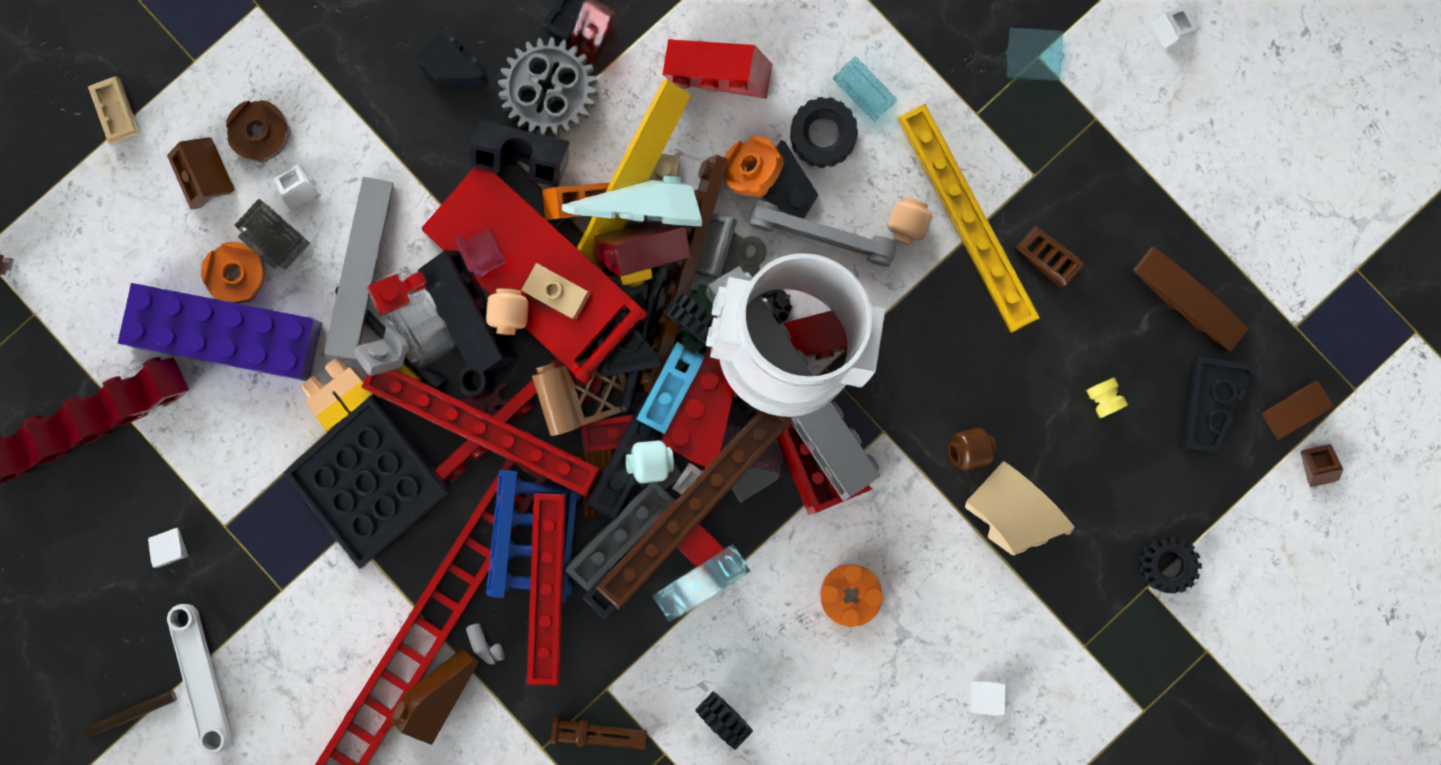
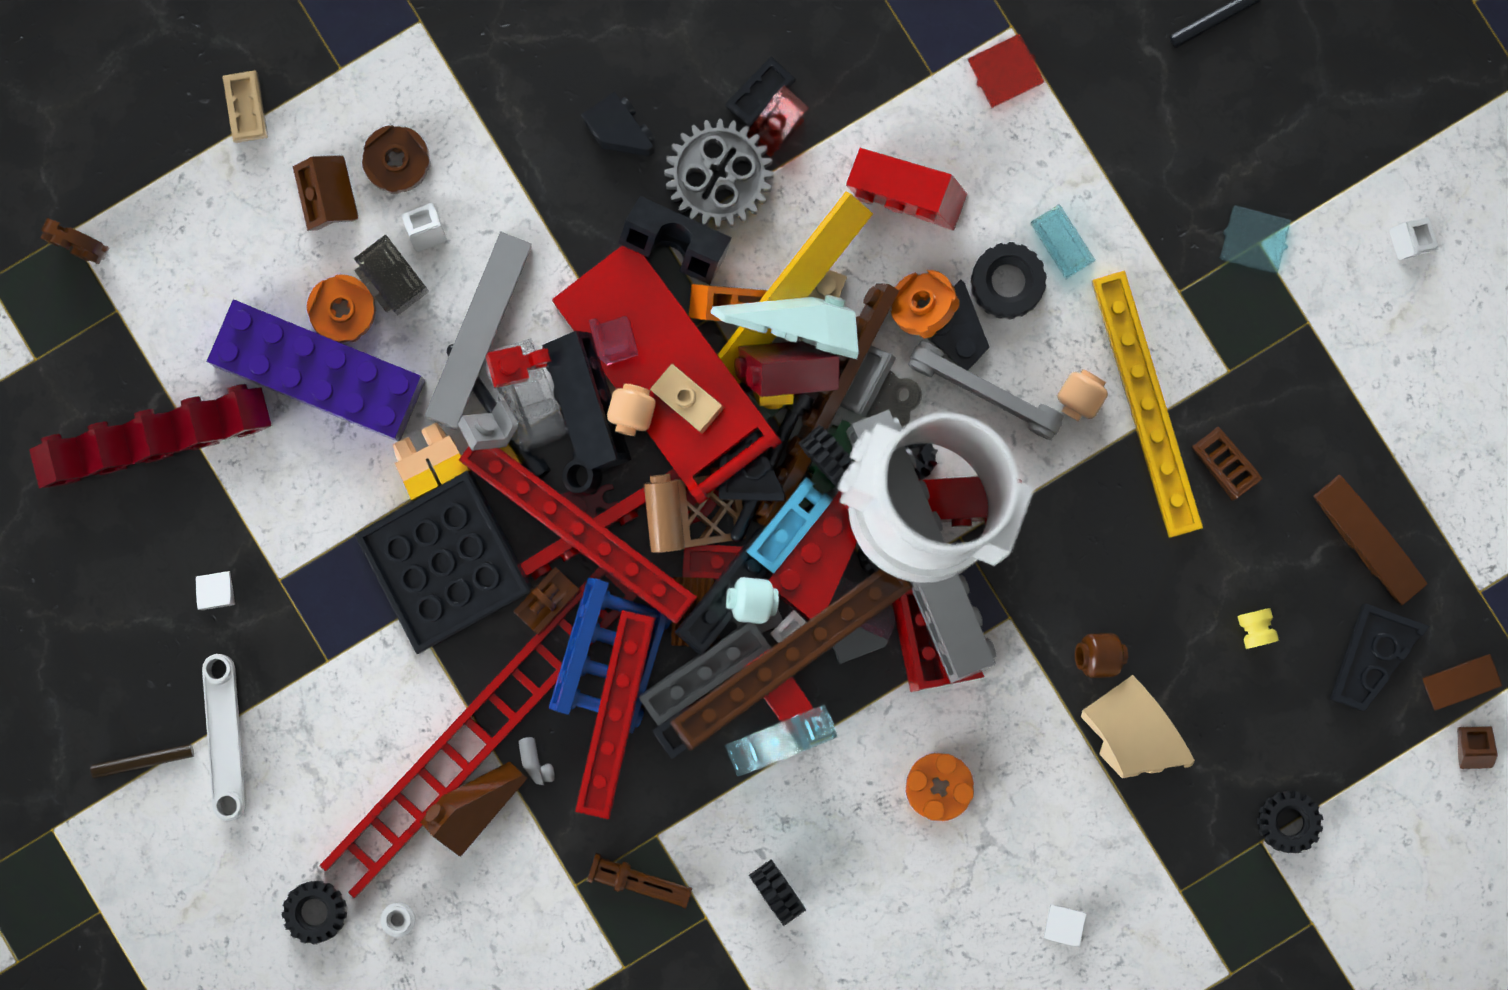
camera: 10 degrees right, 0 degrees up
(466, 498) = (547, 601): none -> reddish brown hips

